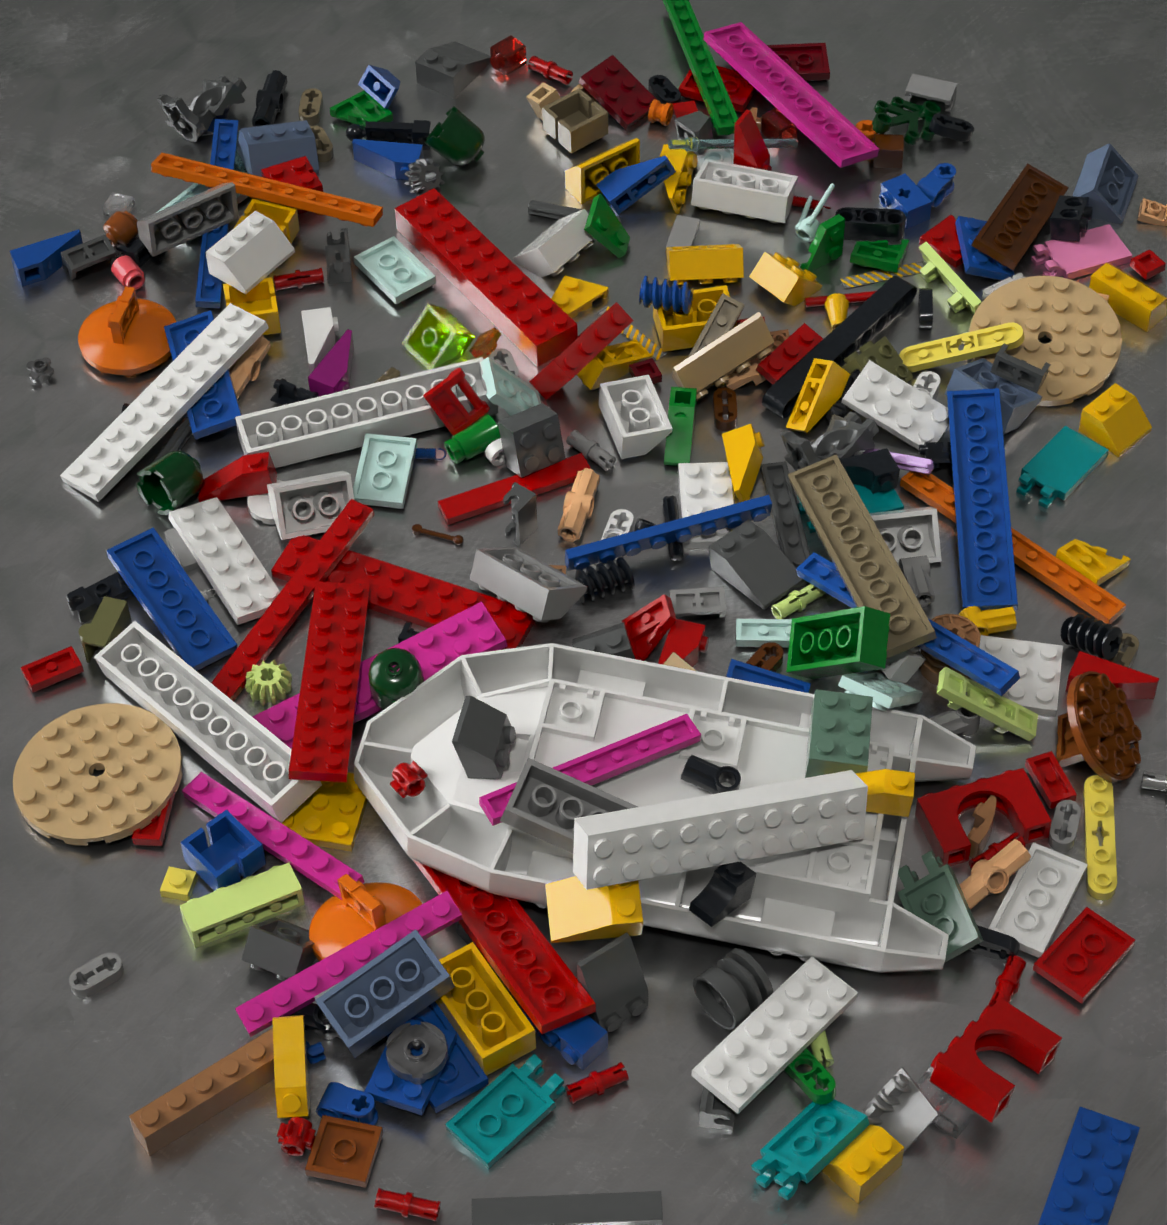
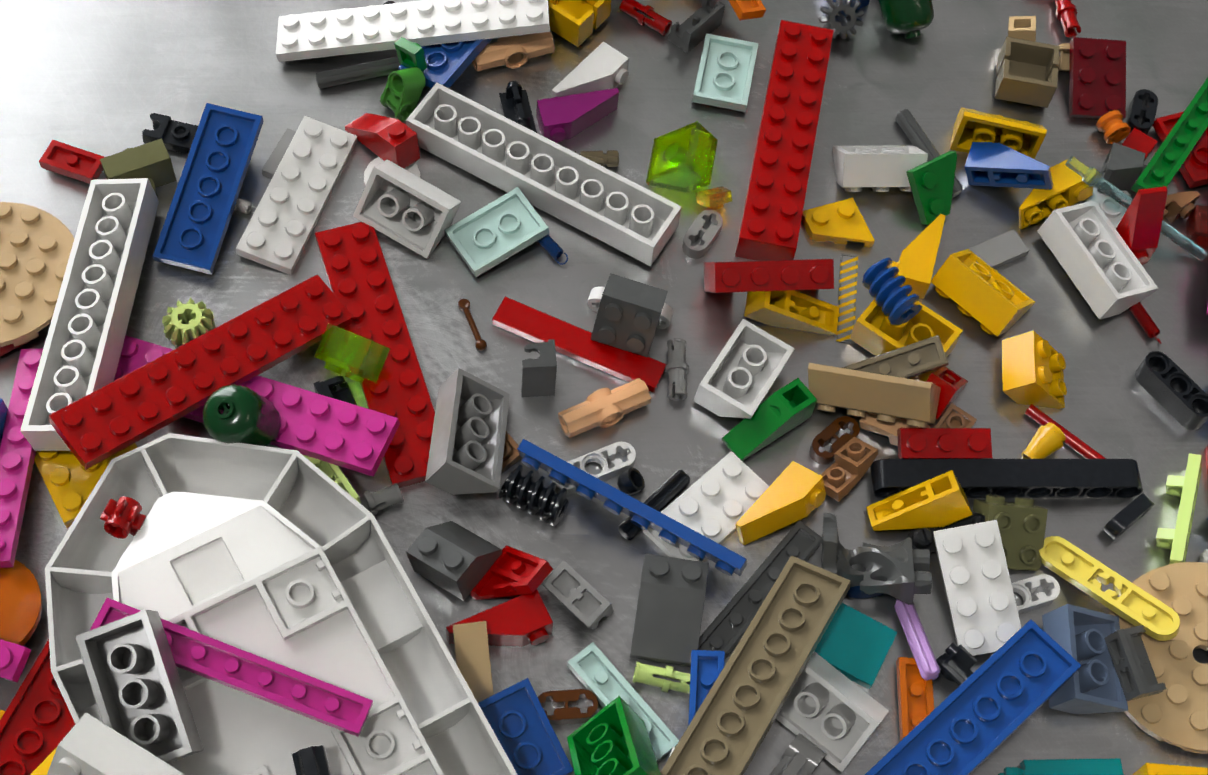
camera: 40 degrees right, 10 degrees up
(170, 481) = (336, 92): dark green cylinder -> none
(197, 414) = (410, 54): none -> green plate
(215, 448) = (403, 91): none -> bright green piece
(293, 598) = (285, 273): red plate -> none
(397, 603) = (351, 352): none -> clear neon green brick
(450, 408) = (599, 227): red plate -> none
(472, 440) = (592, 269): green plant -> none
(483, 739) = (184, 545): dark grey slope -> none
(507, 389) = (664, 258): light aqua plate -> none
(646, 265) = (919, 258): none -> yellow slope
(646, 367) = (808, 344): dark red plate -> none
(752, 411) = (849, 467): none -> medium nougat slope
(807, 227) = (1115, 342): light aqua plant -> none
(826, 244) = (1105, 374): green wing -> none
(873, 470) = (878, 624): black arch -> none
(879, 254) = (1150, 427): green wing -> none
(880, 275) = (1133, 447): sticker -> none

